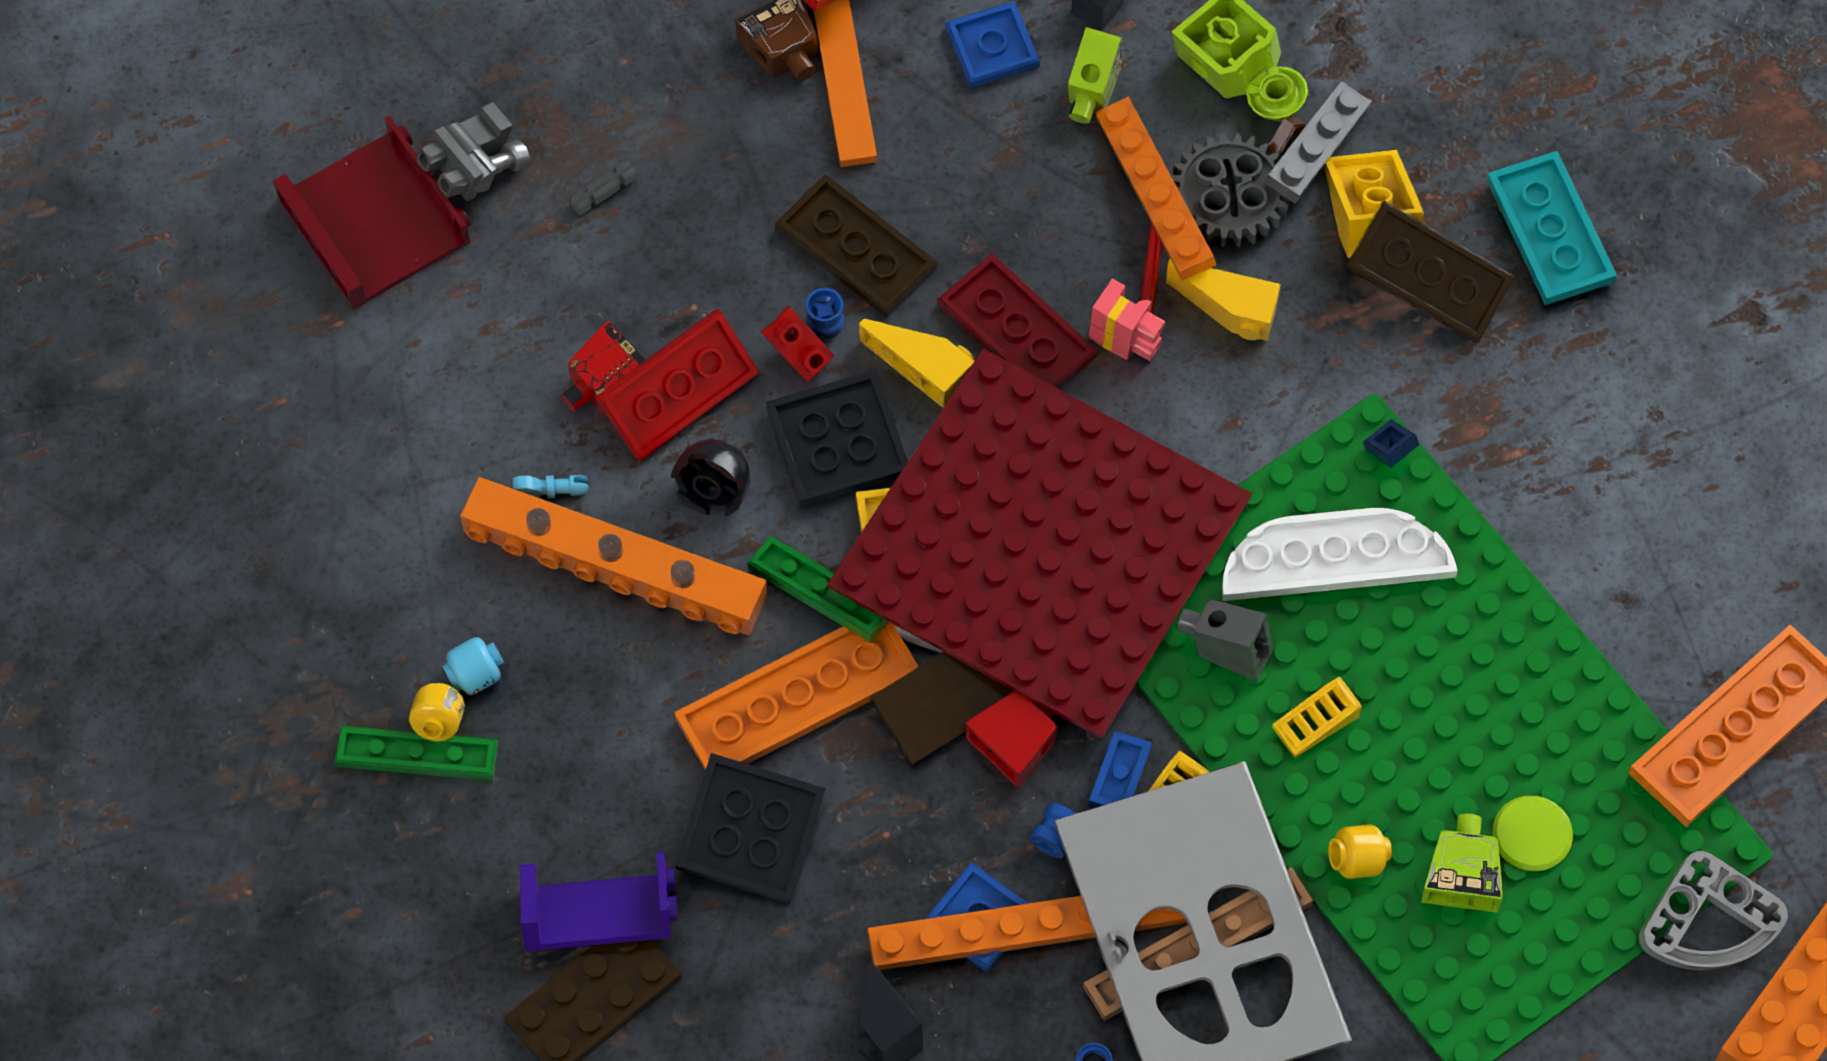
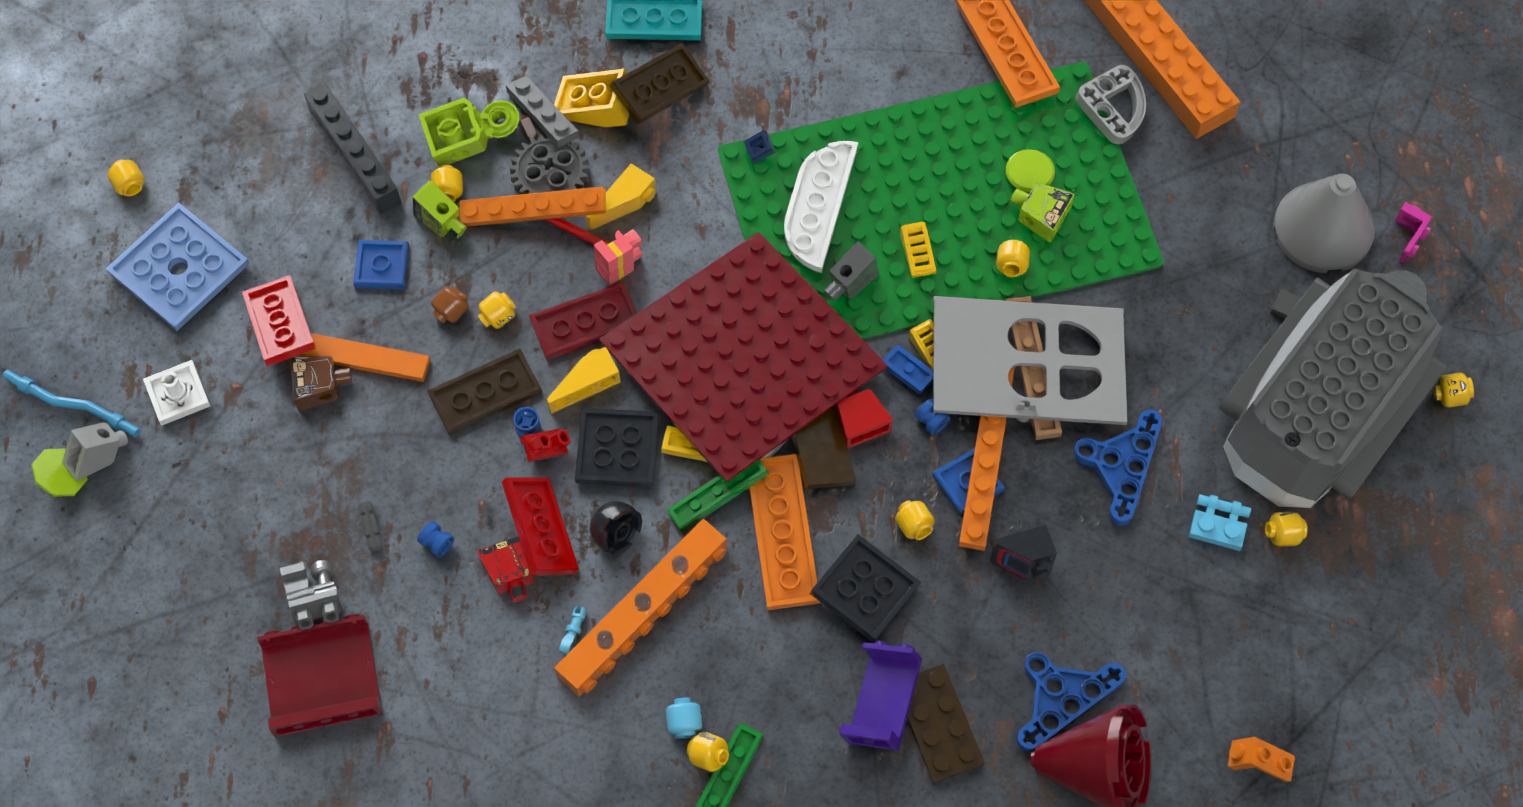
camera: 70 degrees left, 0 degrees up
(611, 271) = (435, 539): none -> blue wheel
(881, 859) = (915, 520): none -> yellow head
(962, 148) = (449, 304): none -> dark orange head
(979, 209) = (496, 310): none -> yellow head
(1146, 70) = (449, 181): none -> yellow head

